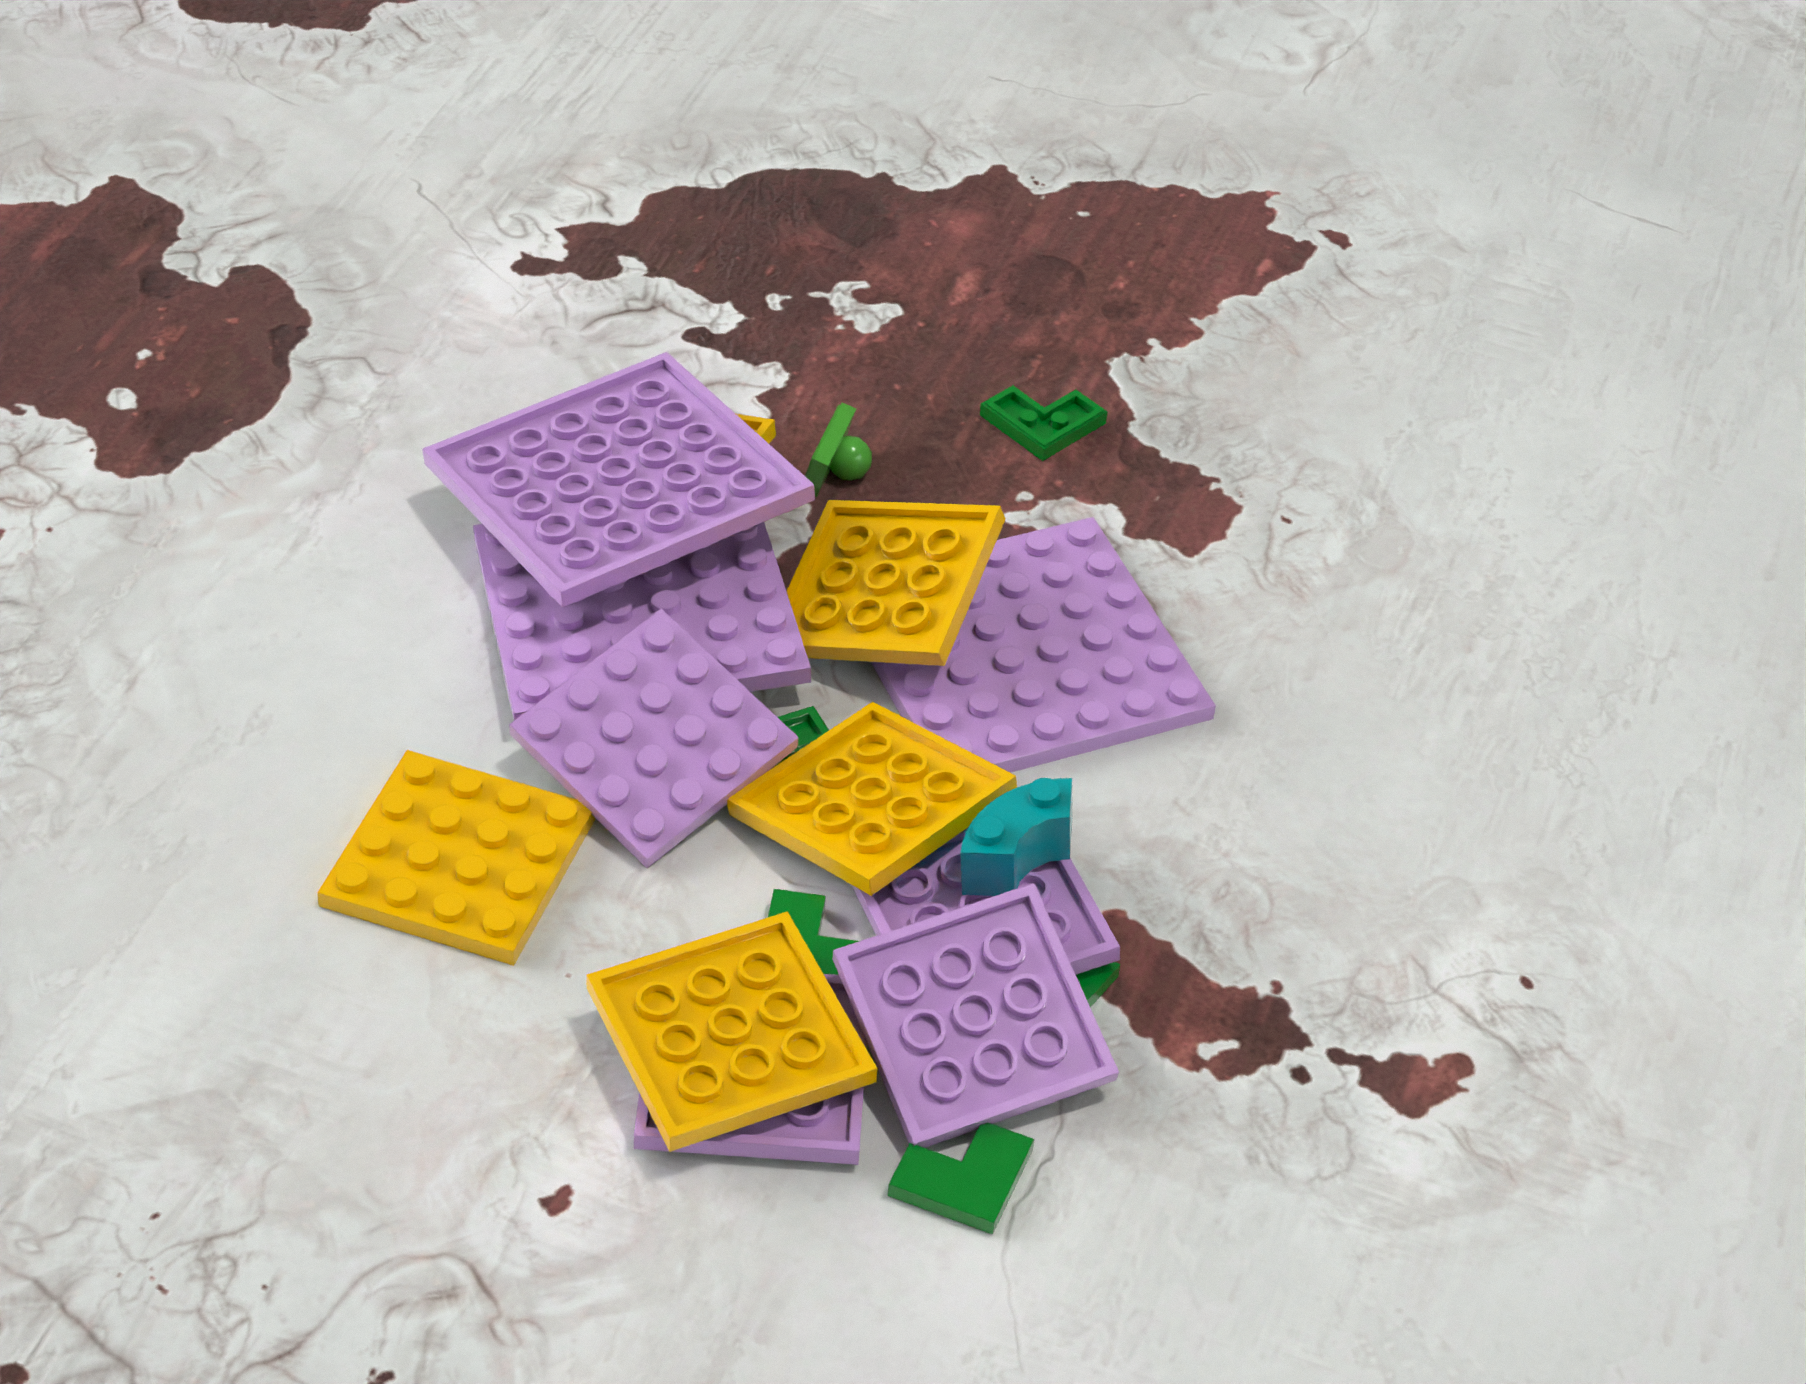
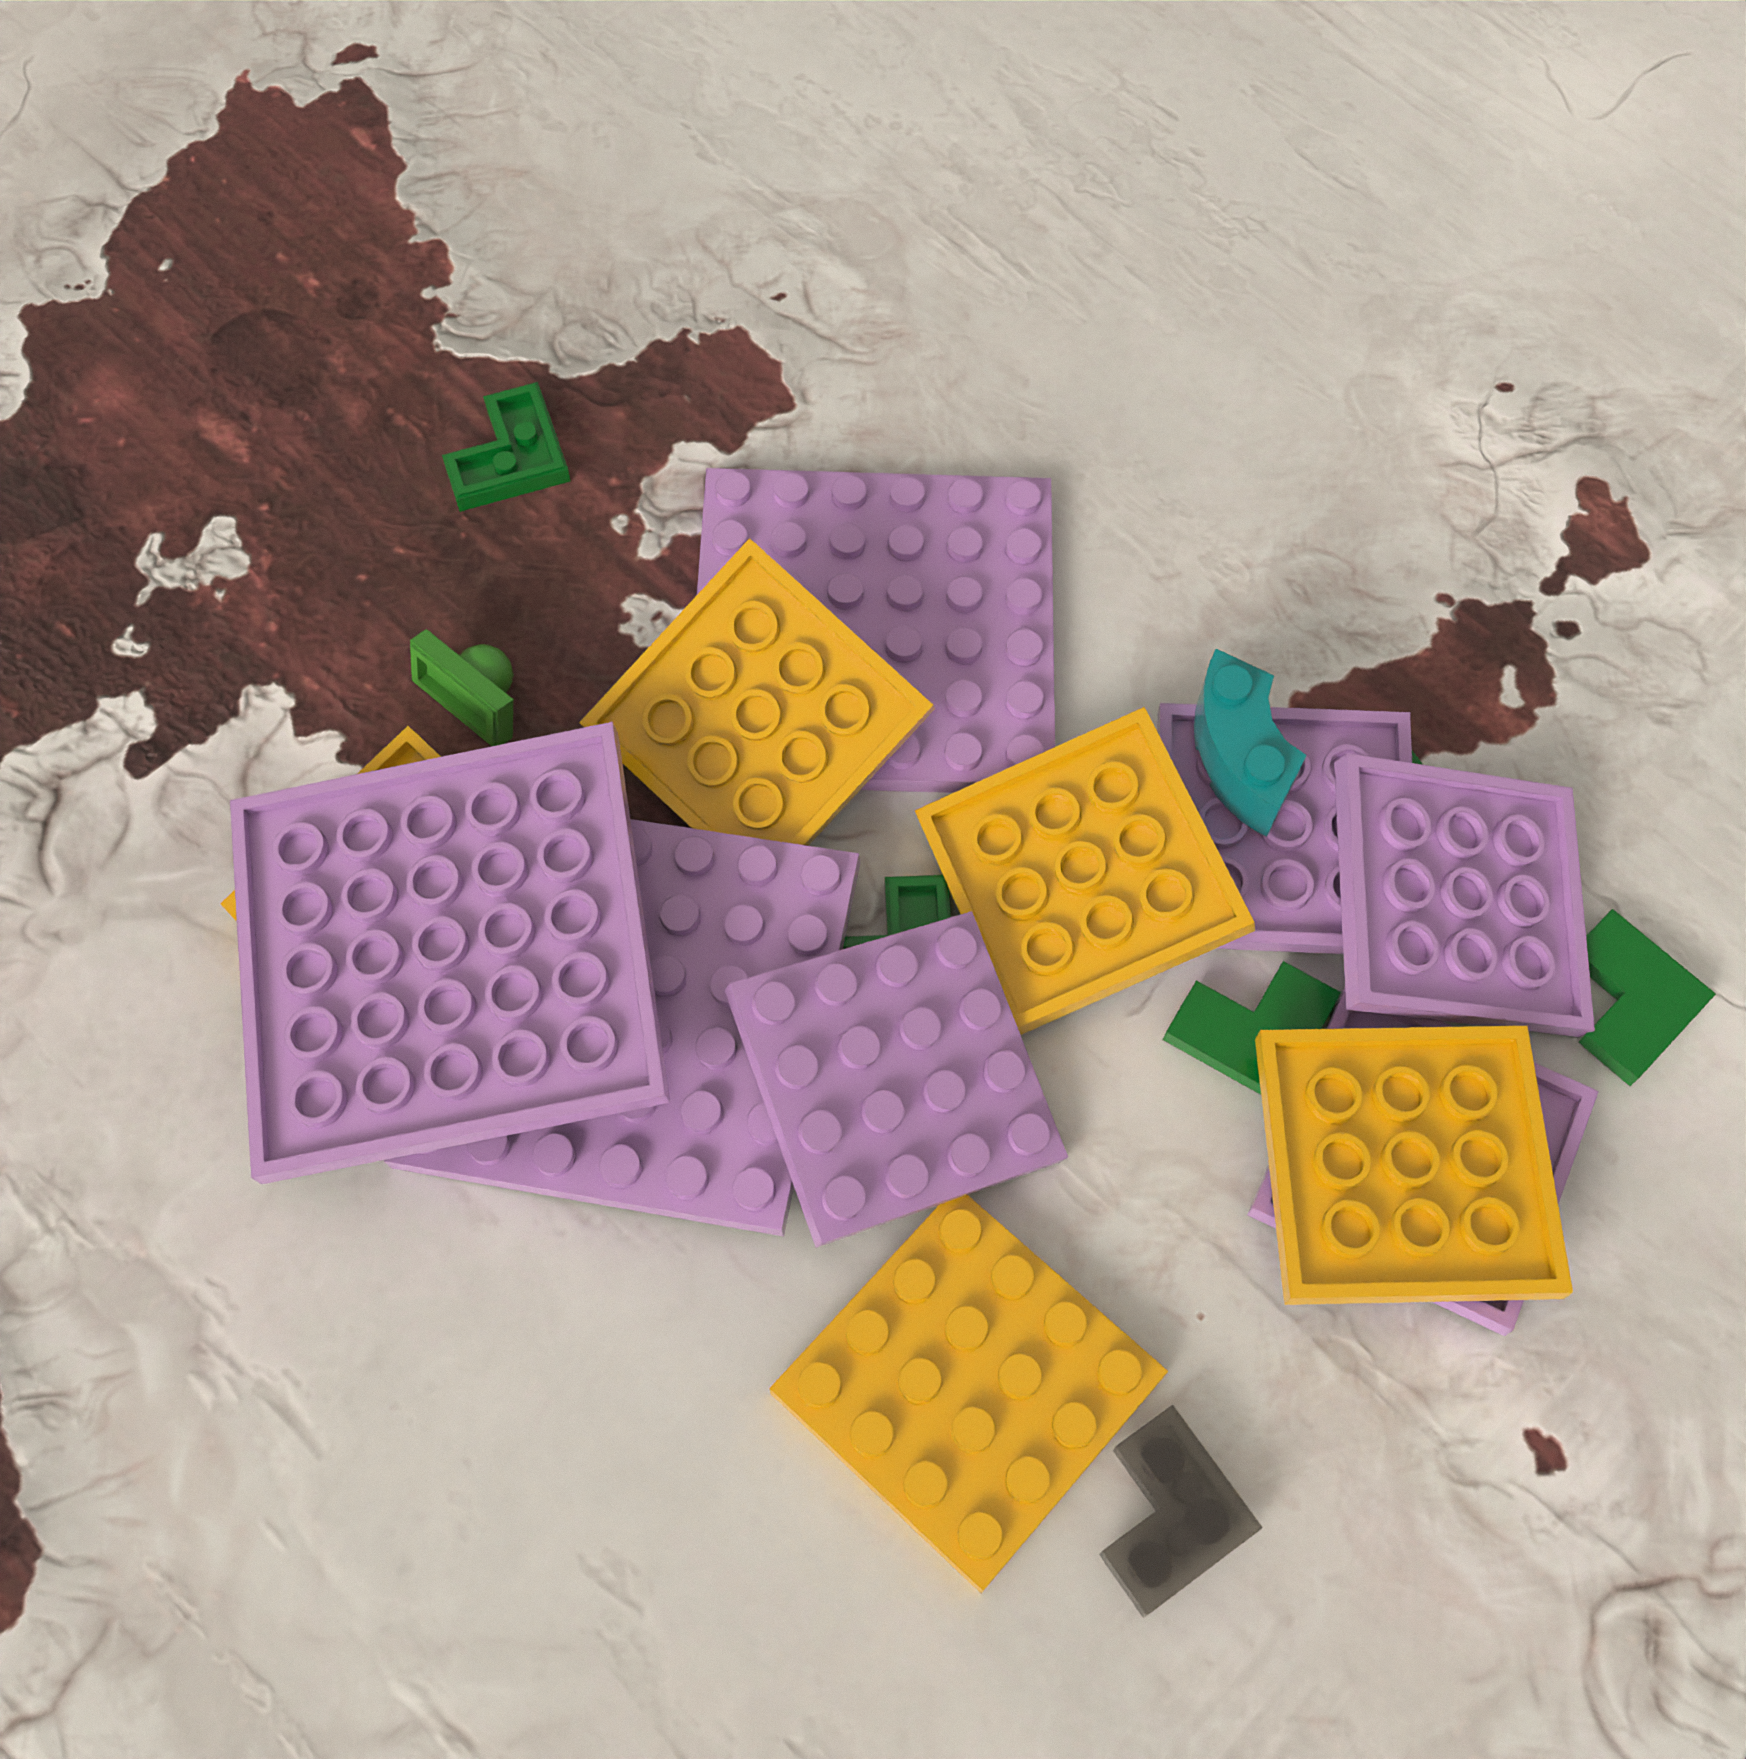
camera: 65 degrees left, 20 degrees up
(414, 991) = (1194, 1517): none -> clear smoke plate

